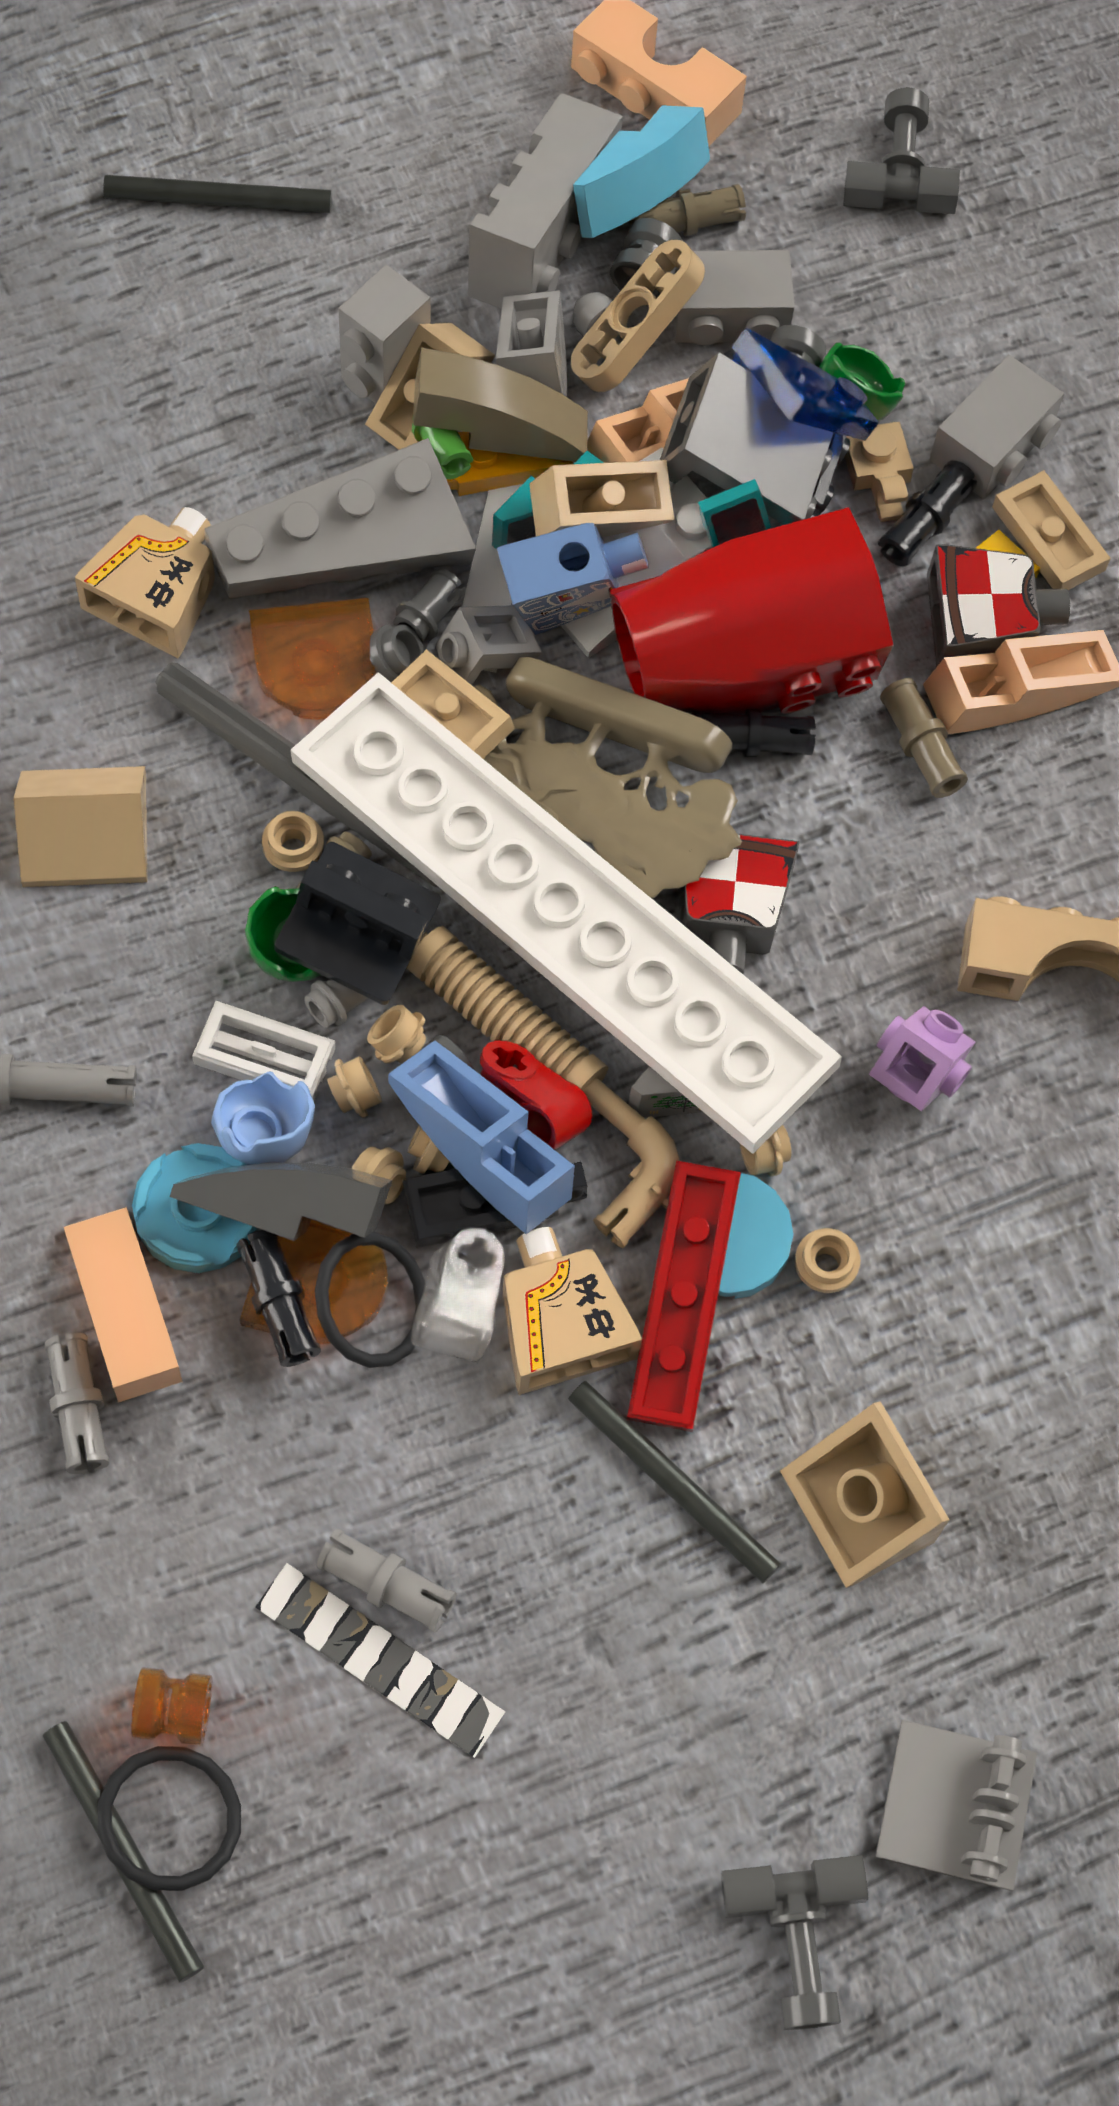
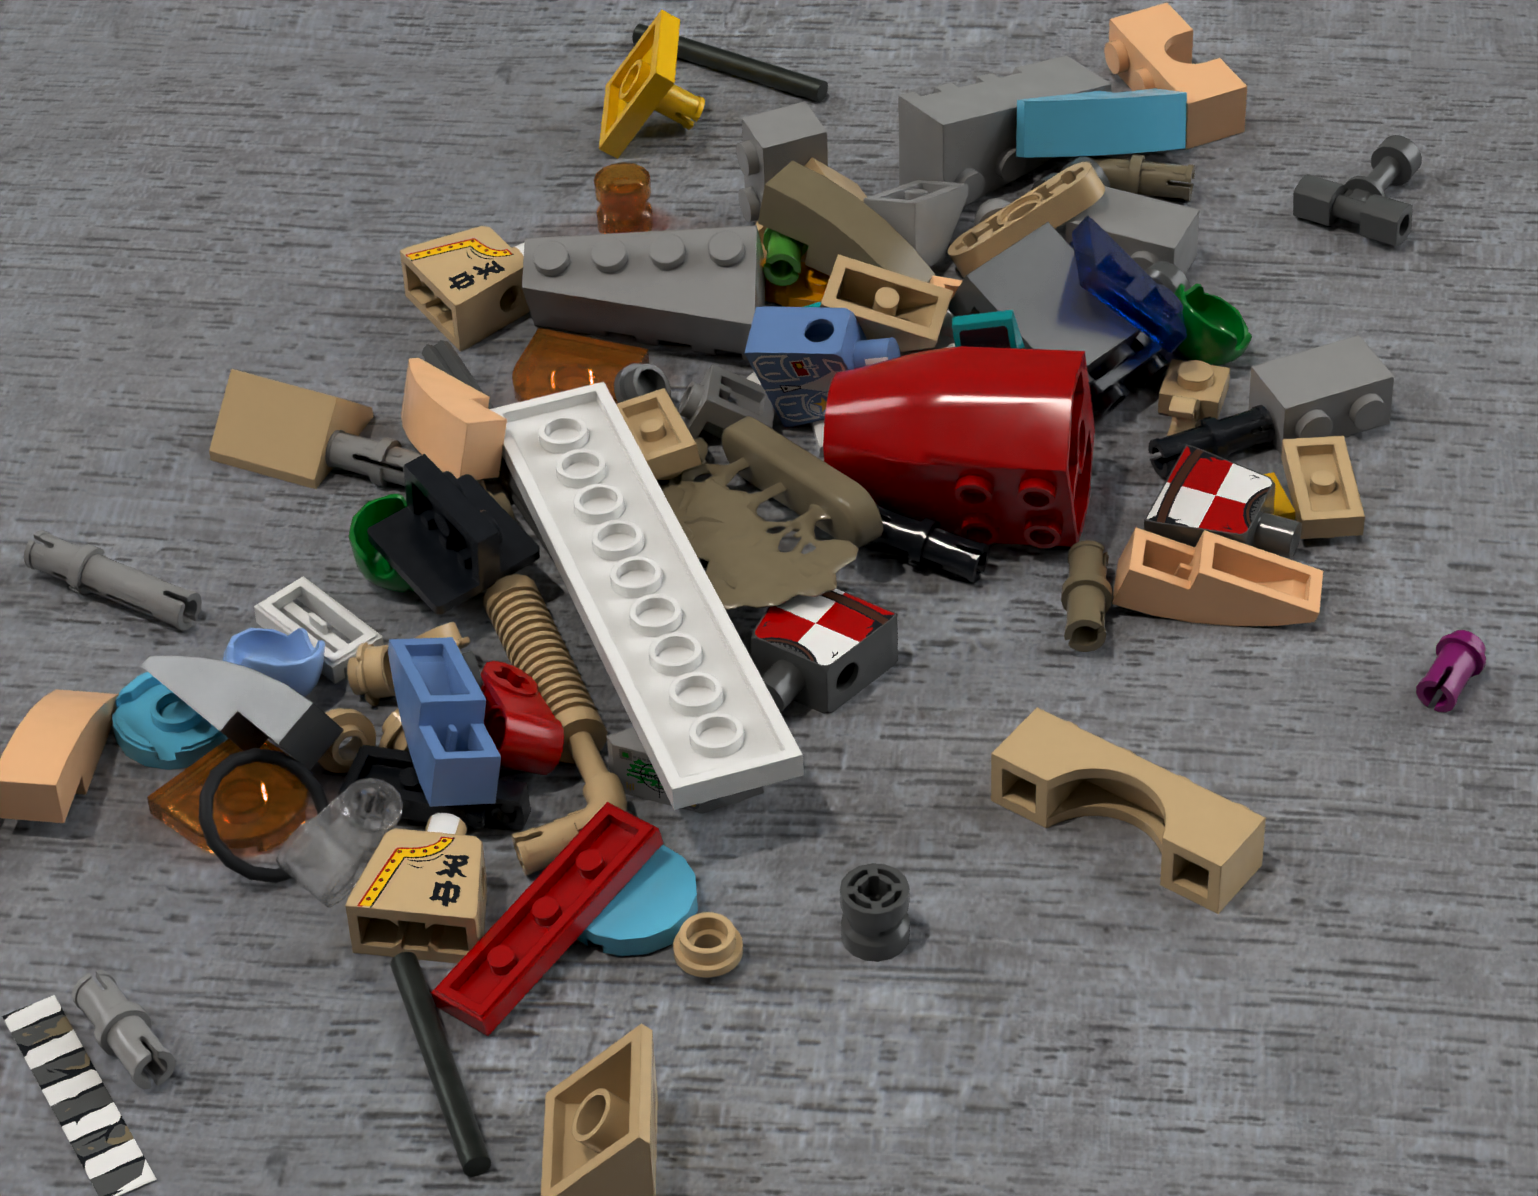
camera: 35 degrees right, 25 degrees down
(175, 271) = (647, 84): none -> yellow tile
(205, 831) = (369, 457): none -> light grey pin
(236, 421) = (623, 199): none -> clear orange wheel
(254, 773) = (451, 422): none -> light nougat slope
(278, 1298) = (182, 783): black pin -> none
(331, 1002) = (405, 608): light grey pin -> none
(430, 604) = (690, 368): dark grey pin -> none
(769, 1155) = (710, 840): tan plate -> none
(923, 1057) = (902, 813): lavender brick -> none
(946, 1179) = (875, 912): none -> dark grey wheel

